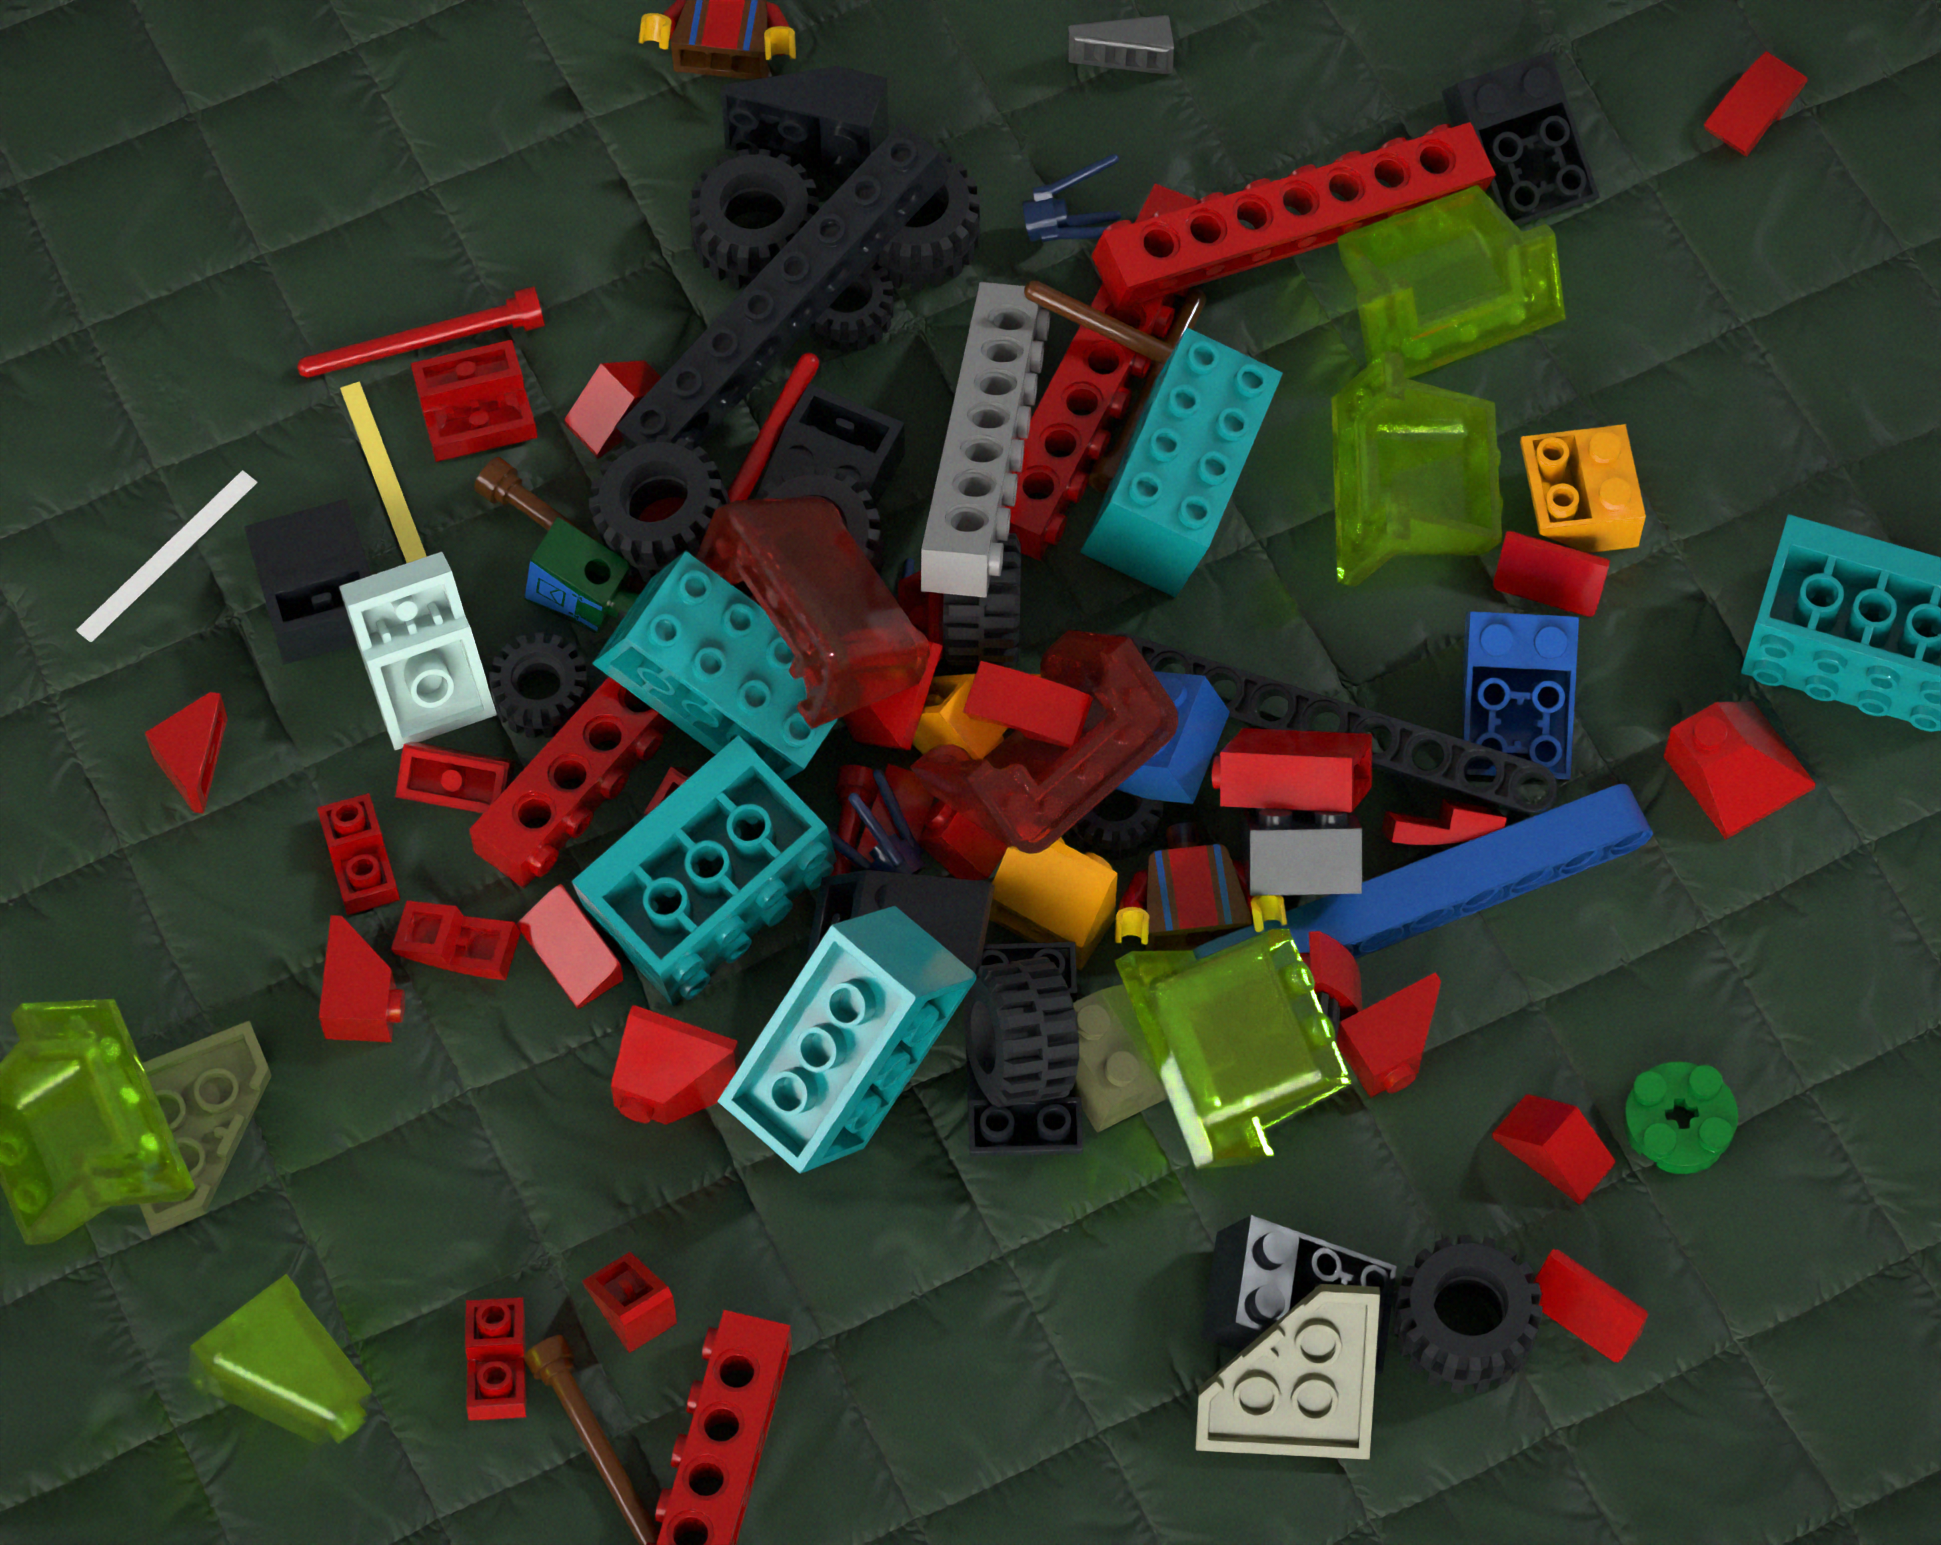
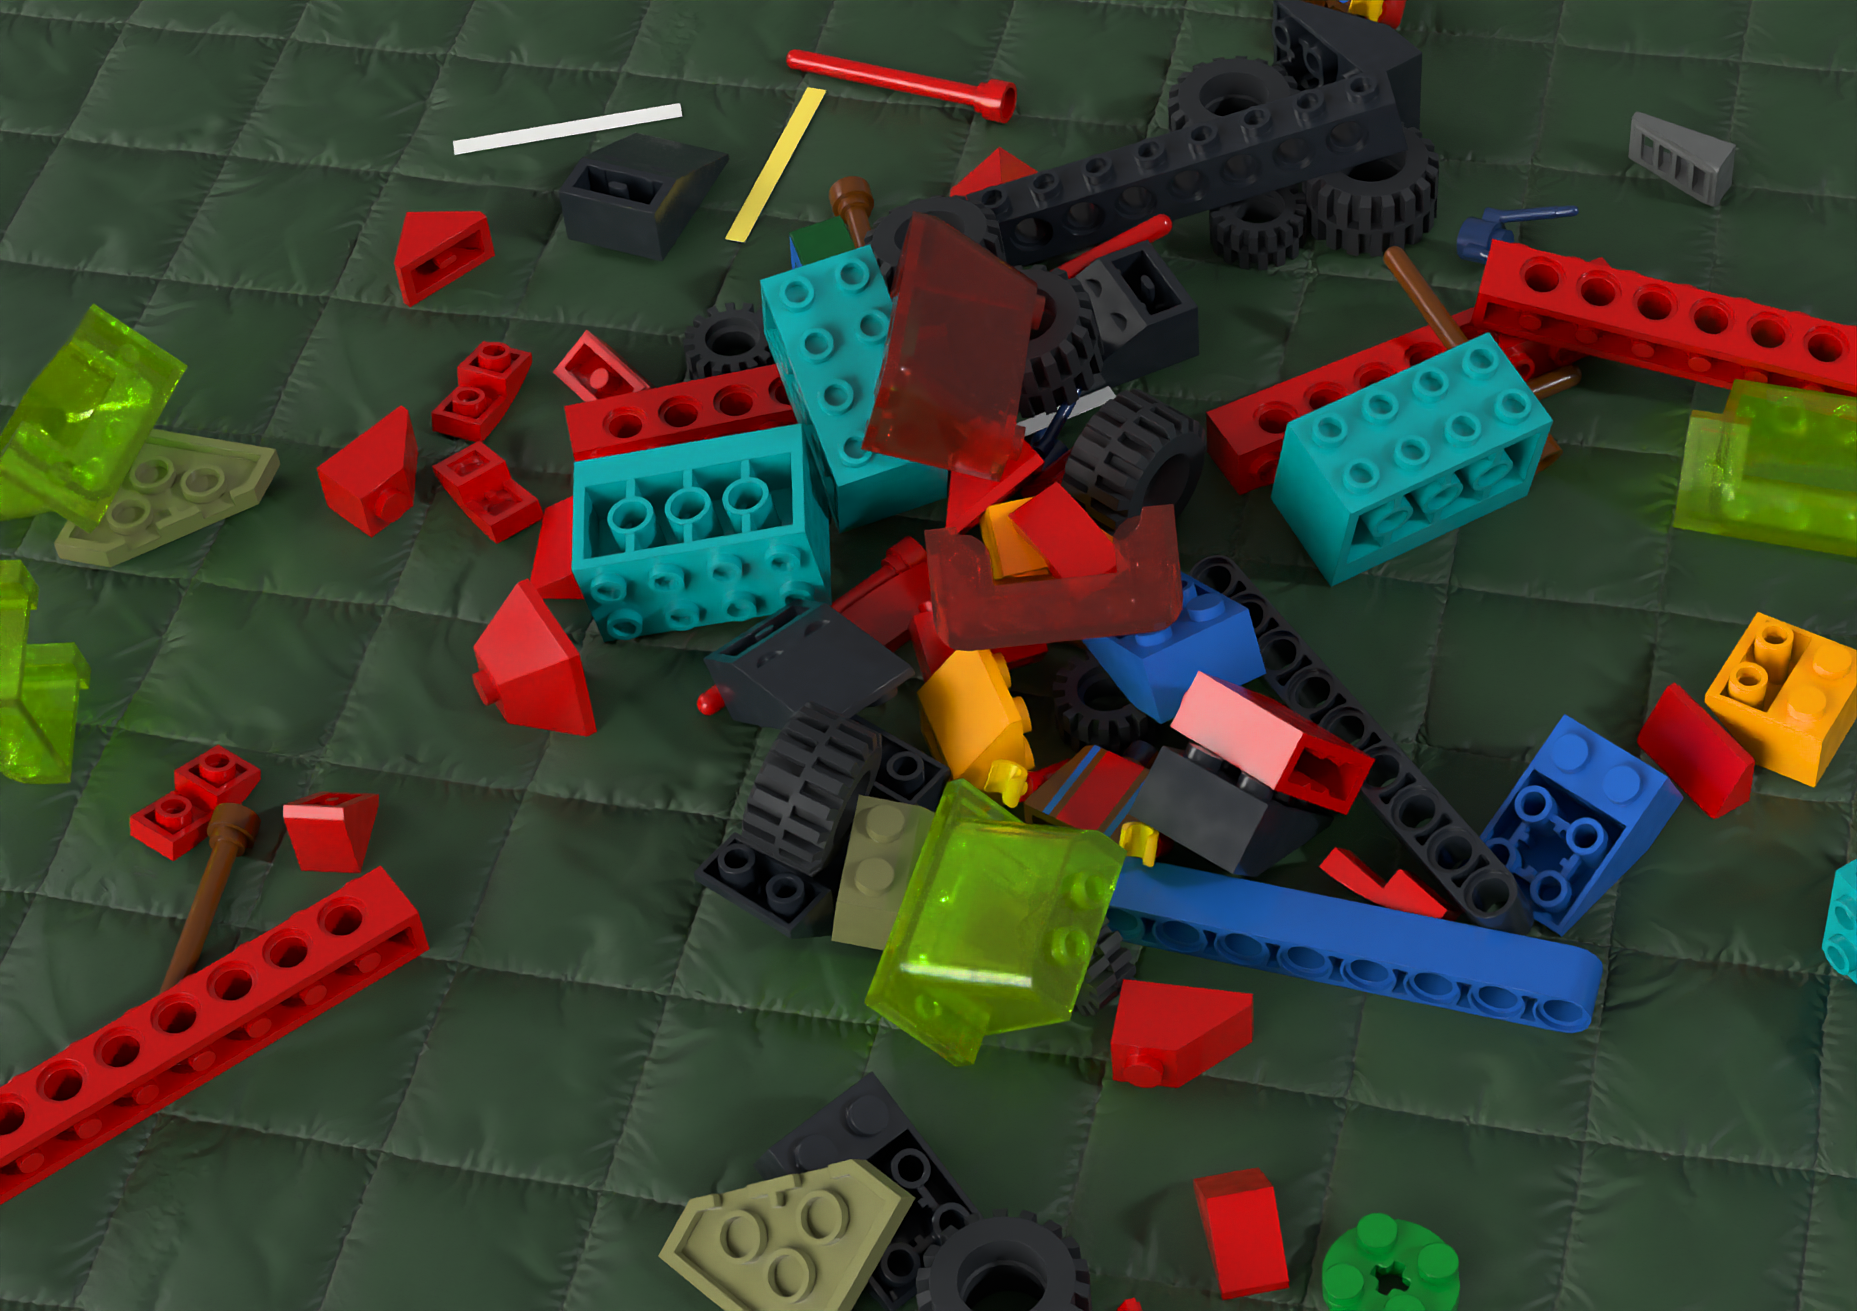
camera: 45 degrees right, 15 degrees down
(418, 650) = (656, 263): light aqua slope -> none
(474, 400) = (894, 142): red slope -> none
(847, 1038) = (661, 700): teal brick -> none
(891, 852) = (869, 610): dark blue plant -> none
(983, 442) = (1233, 342): light grey brick -> none
(1334, 972) = (1155, 932): red slope -> none
(1411, 470) = (1640, 597): clear neon green windscreen -> none
(1735, 765) = (1738, 1013): red slope -> none

